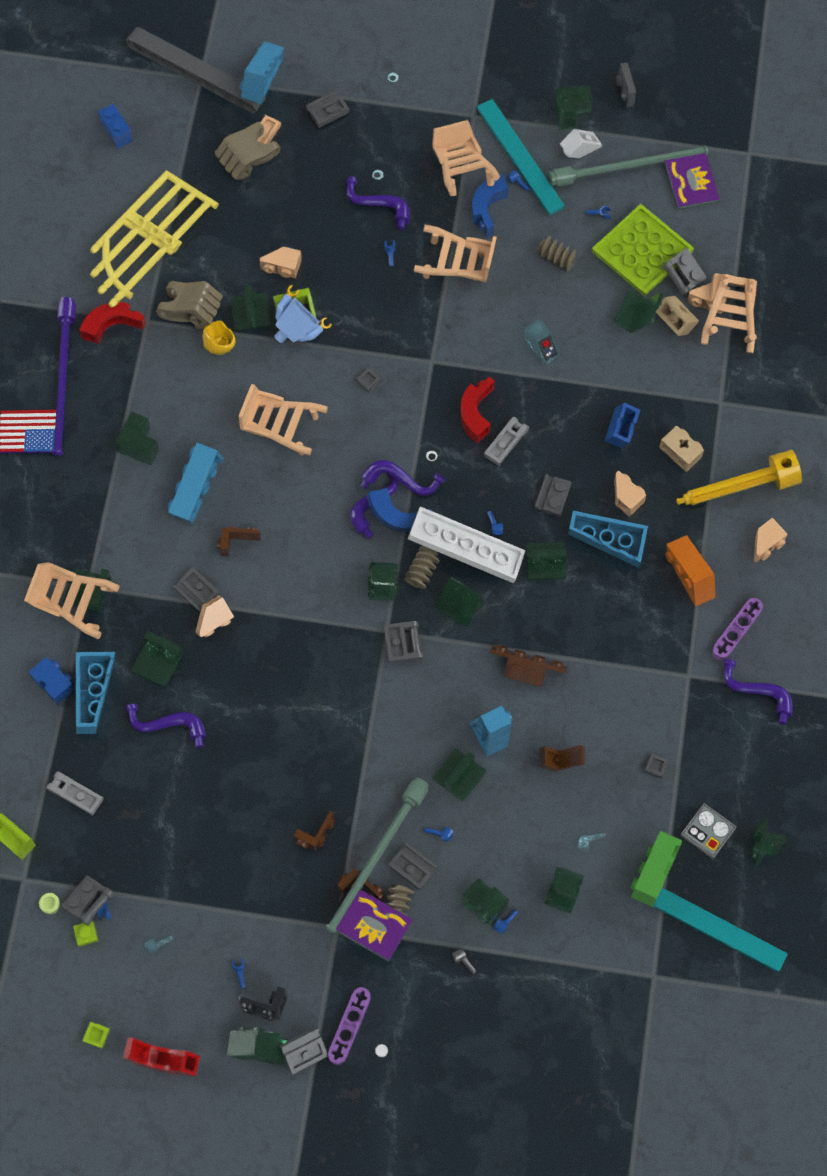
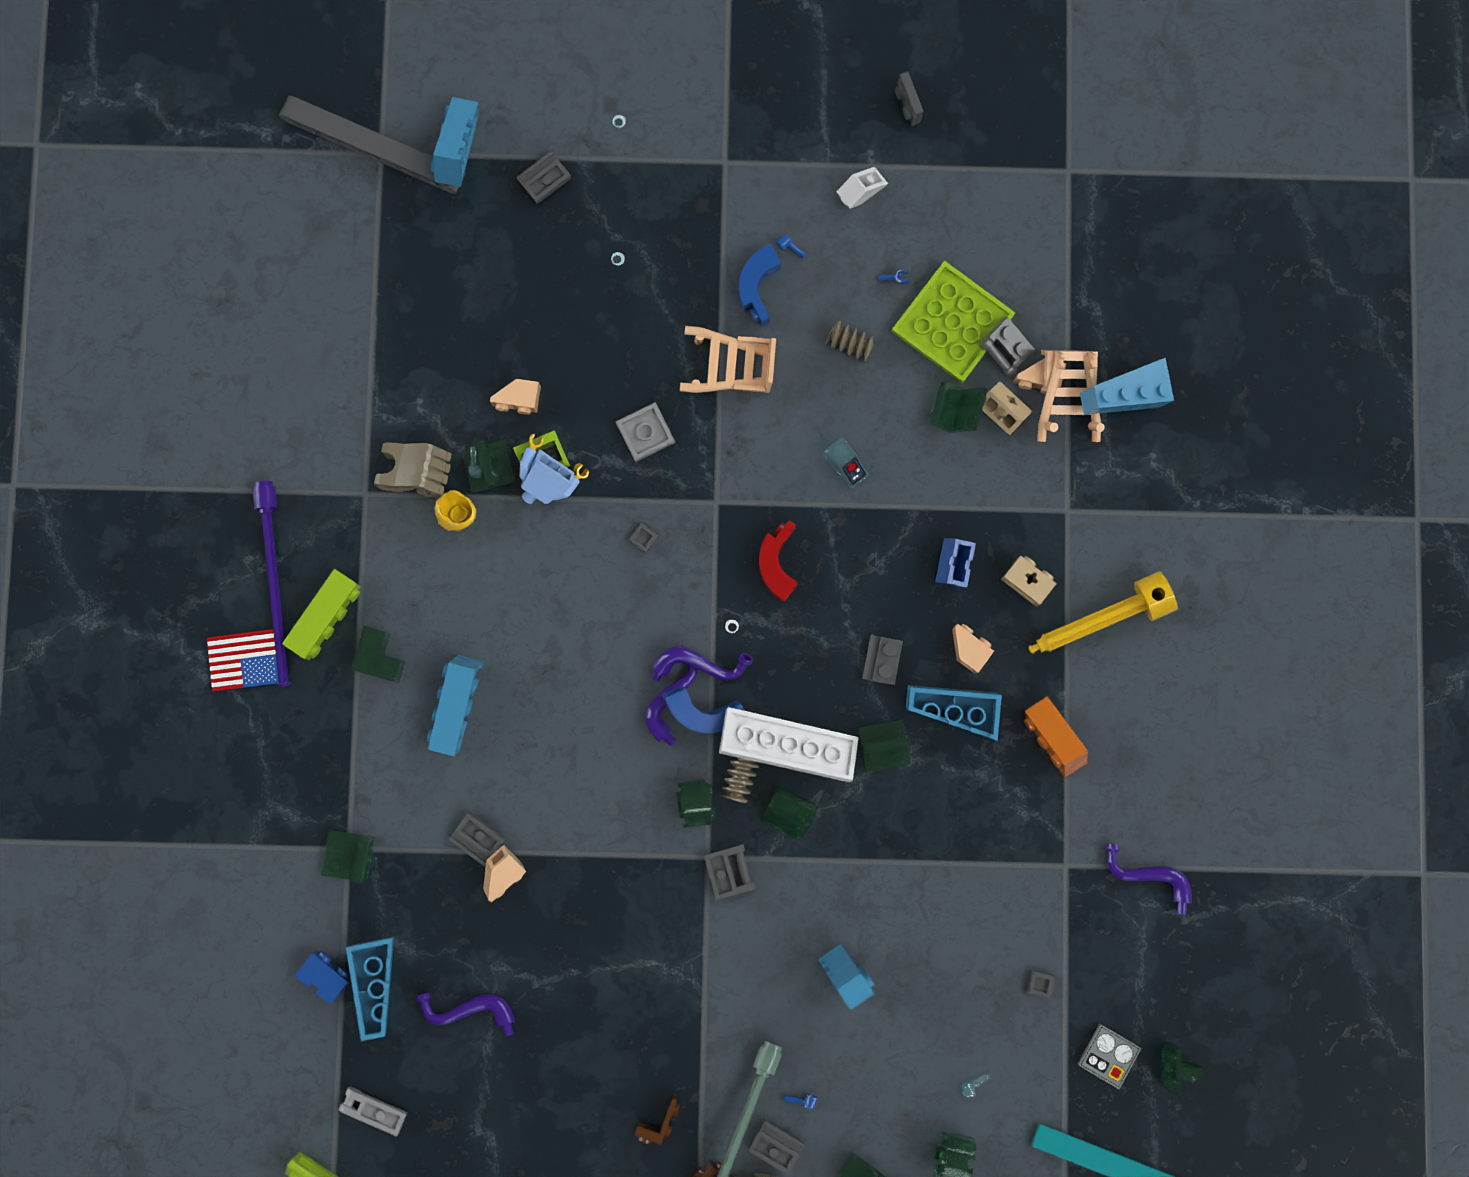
camera: 10 degrees left, 15 degrees up
(40, 585) = (291, 876): light nougat hand -> none
(97, 404) = (322, 615): none -> lime brick
(105, 316) = (308, 501): red arch -> none
(115, 126) = (284, 237): blue brick -> none
(152, 234) = (349, 377): light yellow piece -> none
(157, 659) = (444, 935): clear green bracket -> none
(233, 532) = (500, 775): reddish brown bracket -> none
(240, 311) = (474, 470): none -> clear light blue hand
(243, 150) = (449, 254): dark tan piece -> none
(269, 401) = (516, 584): light nougat hand -> none
(271, 126) = (470, 220): light nougat tile -> none
(381, 302) = (645, 432): none -> light grey tile
(390, 250) = (647, 363): blue hand -> none
(401, 207) = (654, 304): dark purple animal -> none
(455, 137) = (708, 201): light nougat hand -> none
(459, 774) = (815, 1027): clear green bracket -> none
(497, 529) = (820, 711): blue hand -> none
(505, 441) = (818, 598): light grey plate -> none
(520, 157) = (789, 213): teal tile -> none
(525, 667) = (877, 883): reddish brown bracket -> none
(562, 759) = (932, 995): reddish brown bracket -> none
(569, 102) = (840, 132): clear green brick -> none
(655, 869) = (1055, 1120): bright green wedge -> none
(687, 172) = (994, 205): flag -> none
(738, 629) = (1119, 803): medium lavender beam -> none
(767, 539) = (1141, 685): light nougat slope -> none
(781, 312) = (1134, 390): none -> dark azure wedge

